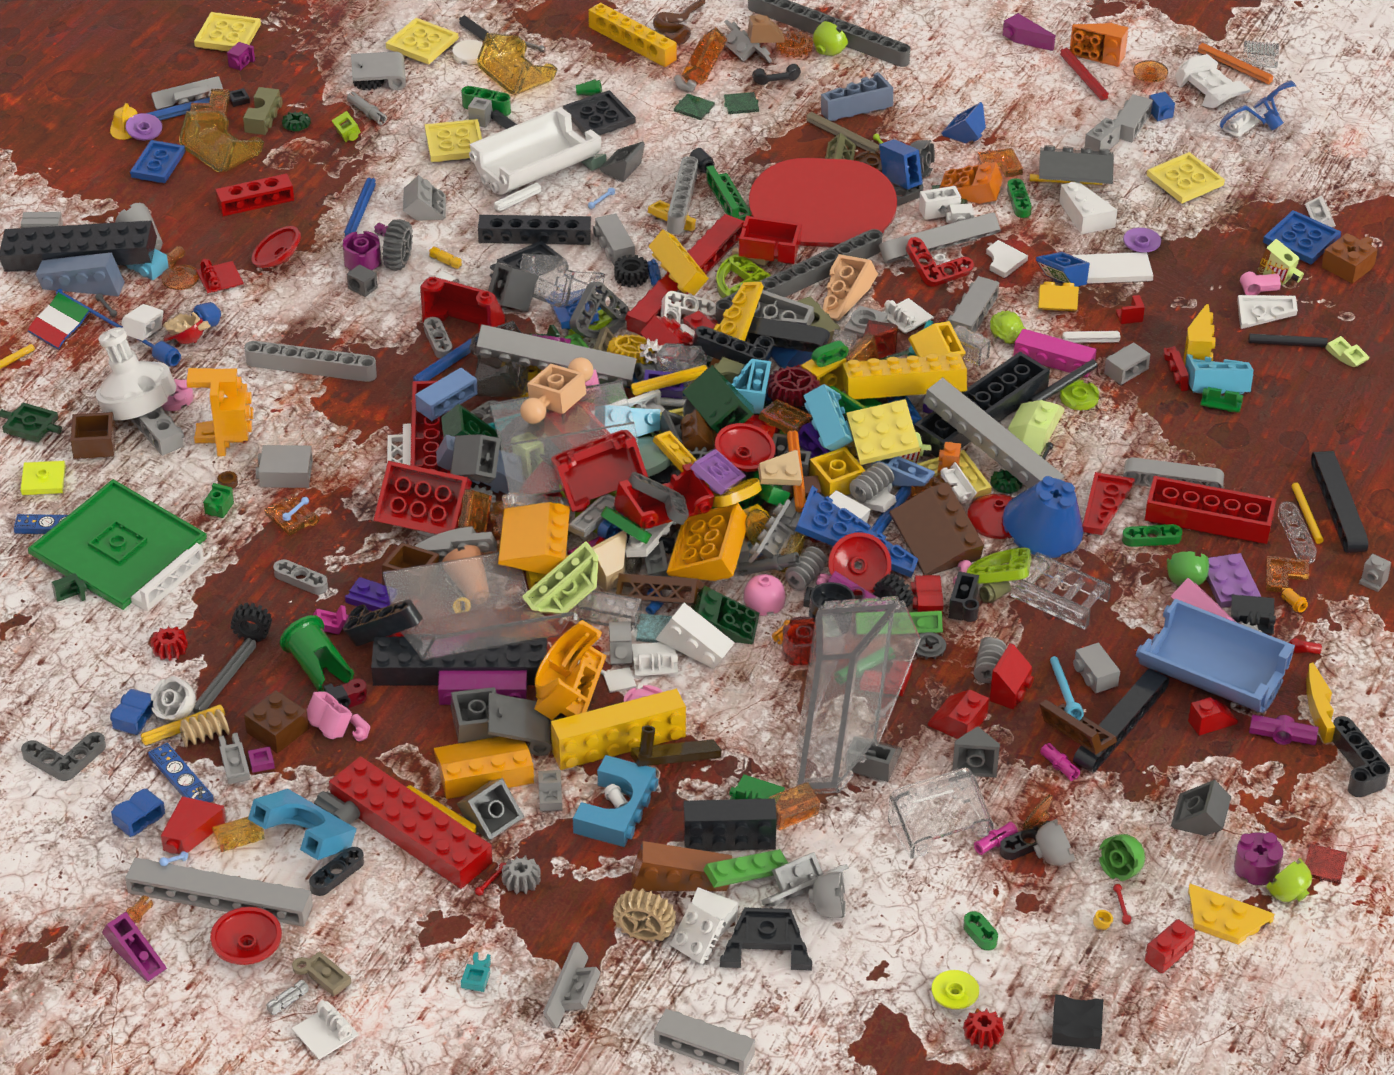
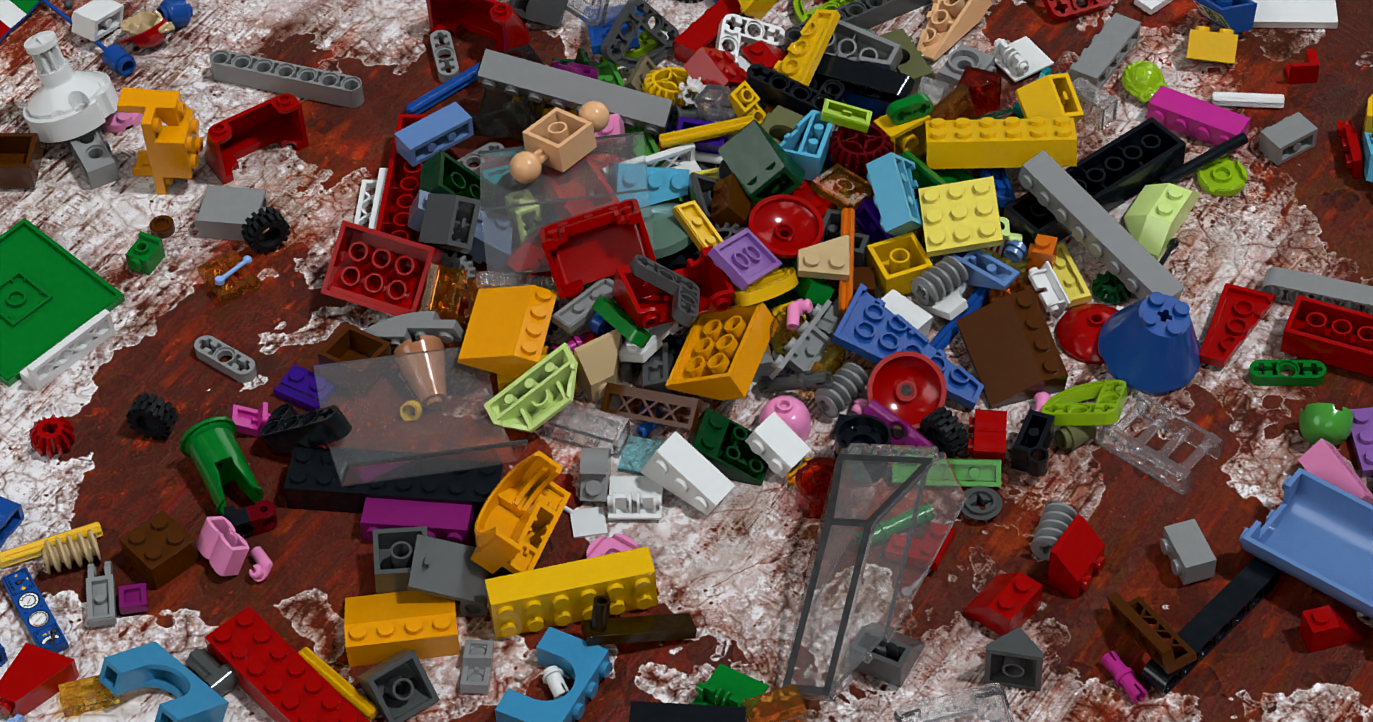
camera: 10 degrees right, 5 degrees up
(173, 699) = (40, 512): white cylinder -> none
(225, 675) = (111, 483): dark grey axle -> none
(308, 393) = (253, 129): none -> red windscreen
(316, 468) = (260, 222): none -> black tyre
(695, 355) = (745, 103): none -> yellow slope
(763, 509) = (795, 310): none -> bright pink arm
(763, 611) = (777, 445): none -> white brick
(779, 361) = (846, 115): none -> lime tile
(927, 457) = (1015, 251): none -> medium blue plate
(1072, 707) = (1147, 609): medium azure piece -> none

